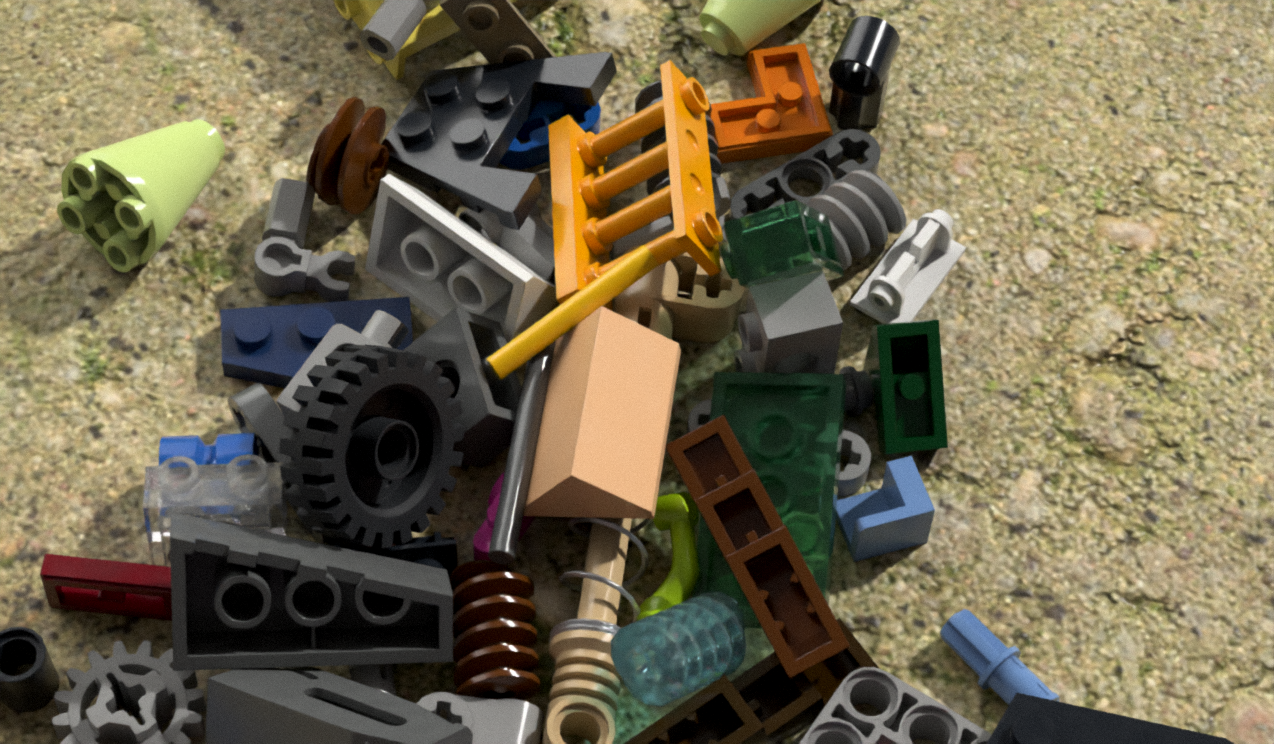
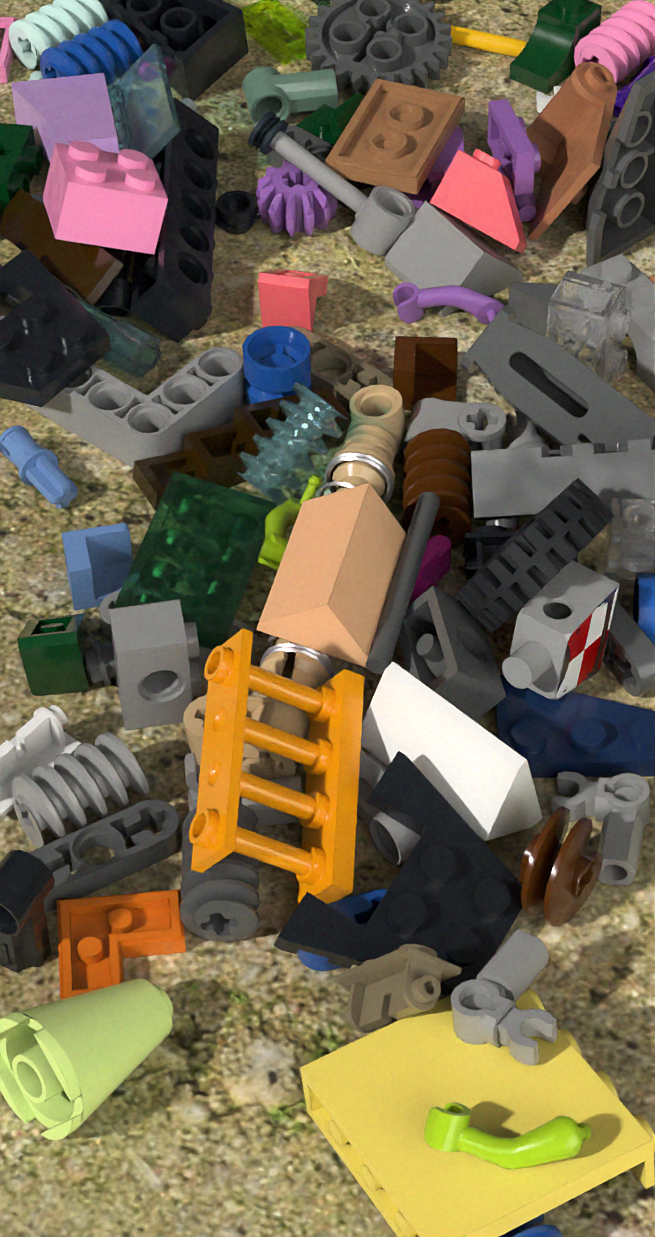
camera: 170 degrees left, 10 degrees down
(572, 312) = (350, 644): yellow bar -> none
(757, 547) = (216, 505): reddish brown slope -> none
(780, 245) = (145, 647): clear green brick -> none

